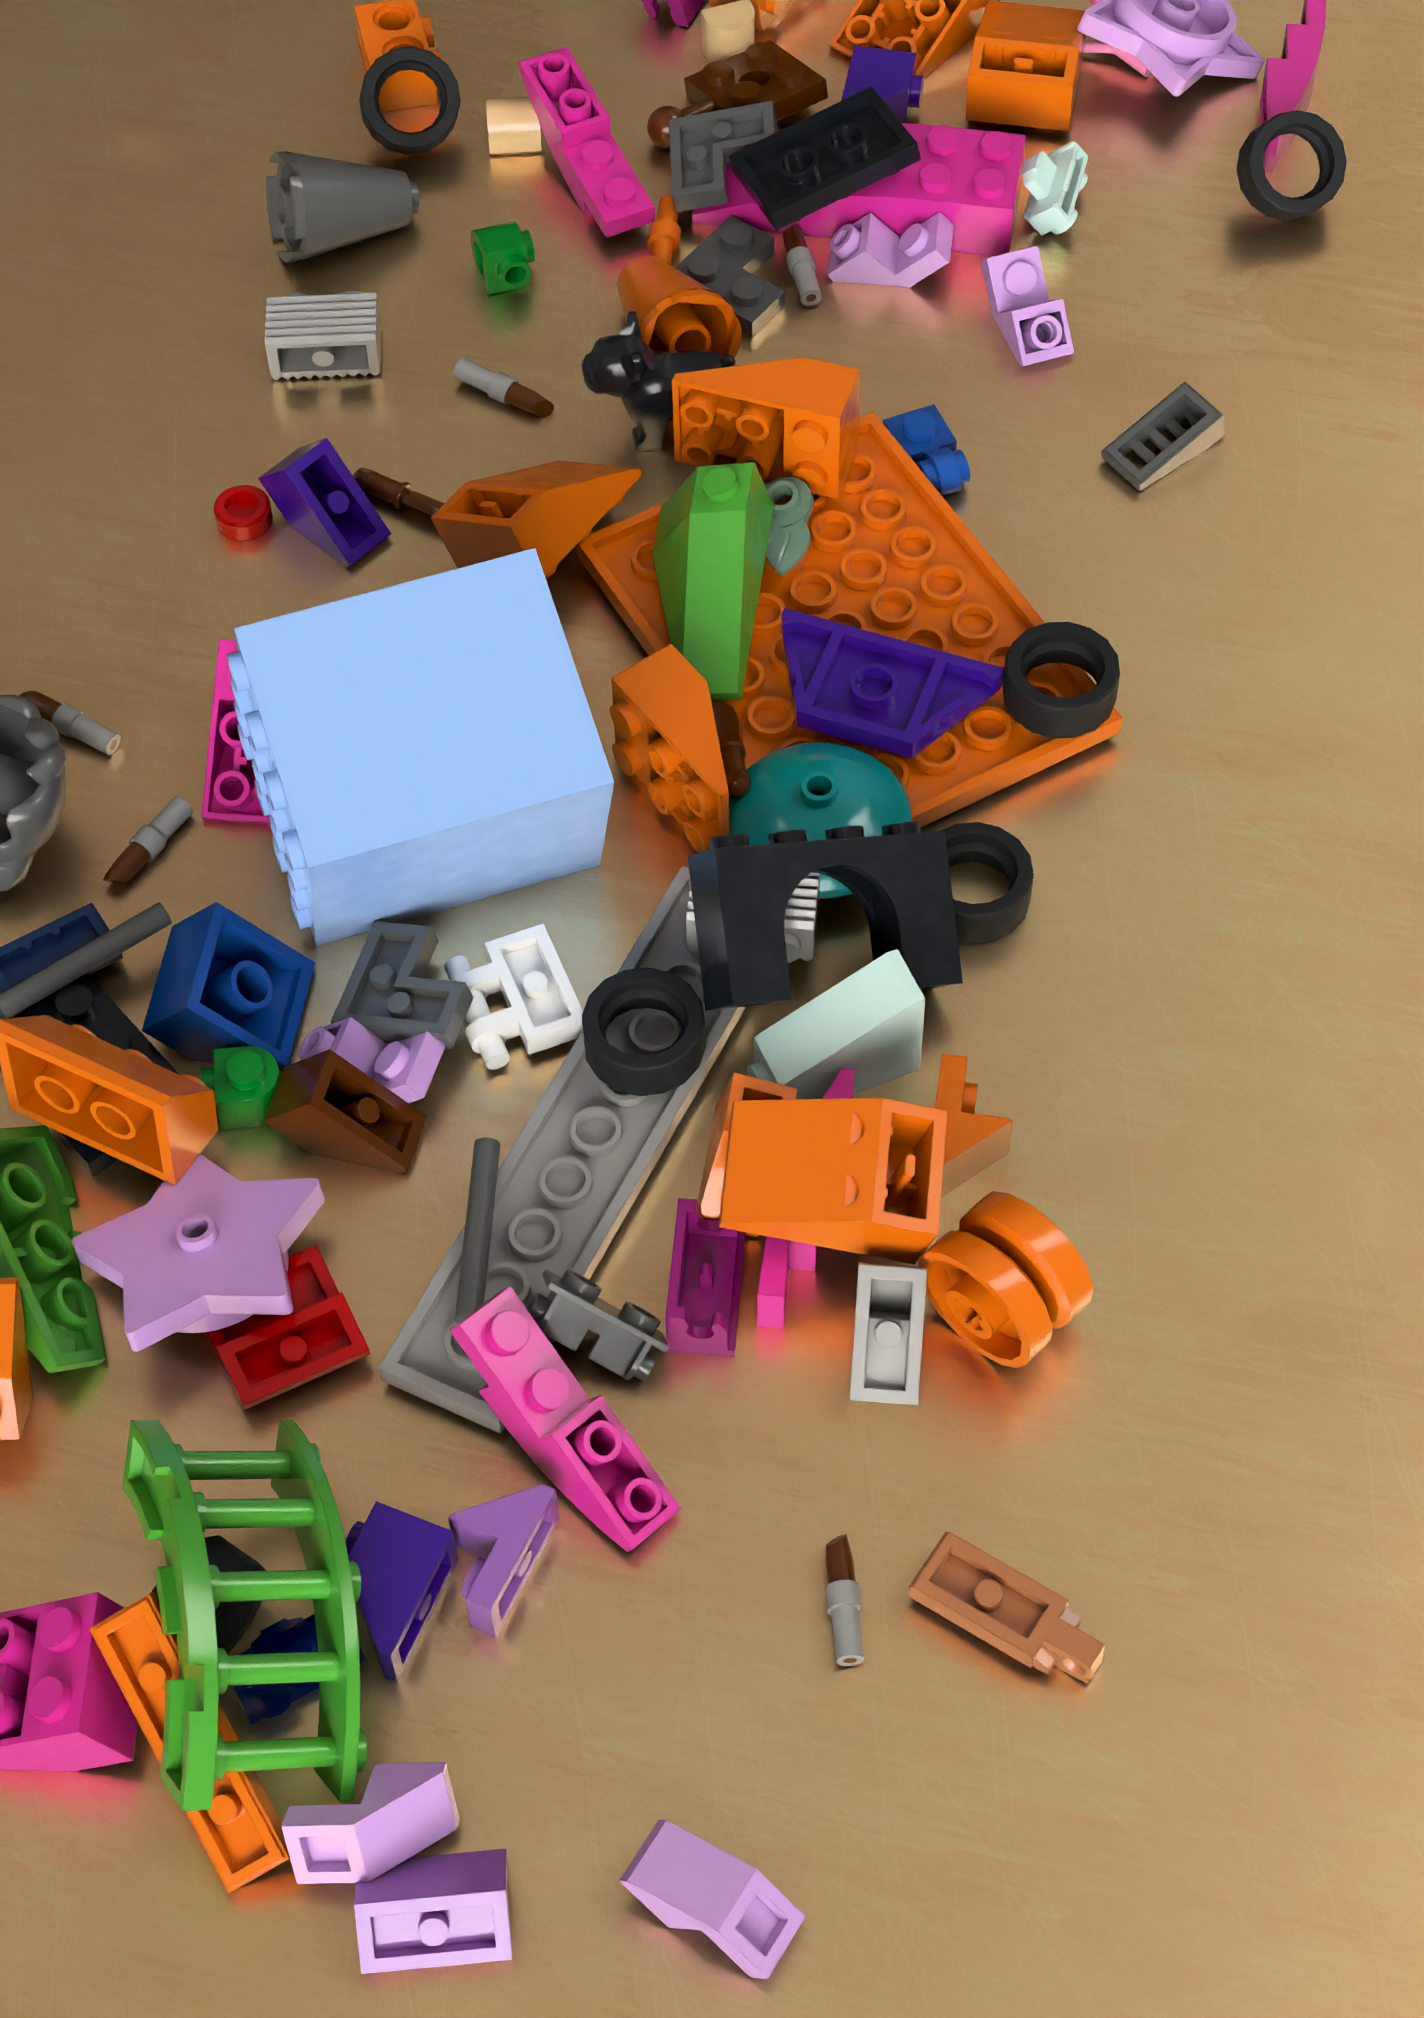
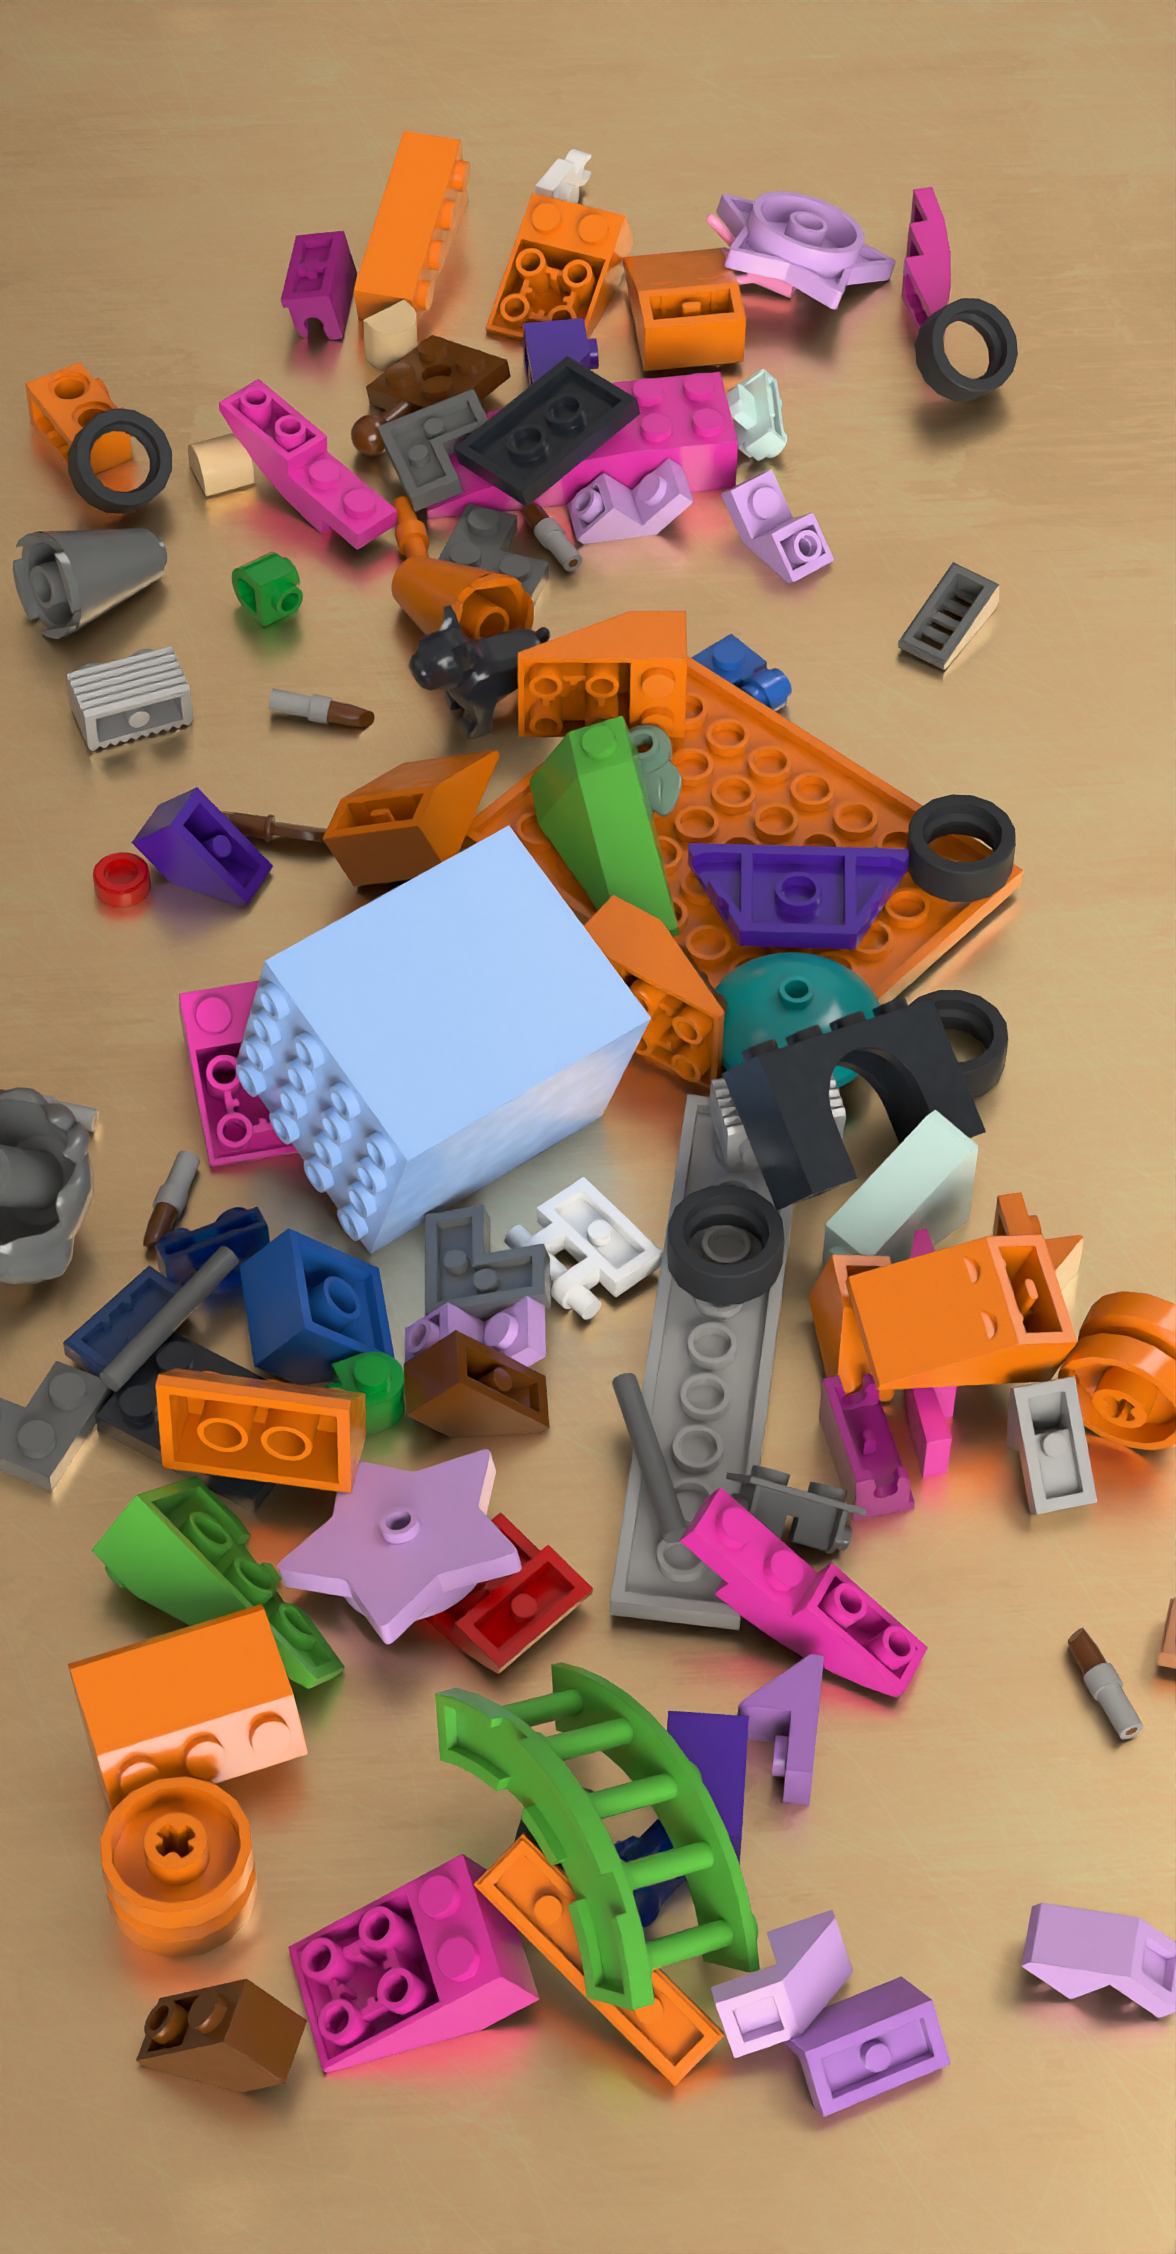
camera: 20 degrees left, 5 degrees down
(180, 894) = (185, 1251): none -> clear blue piece

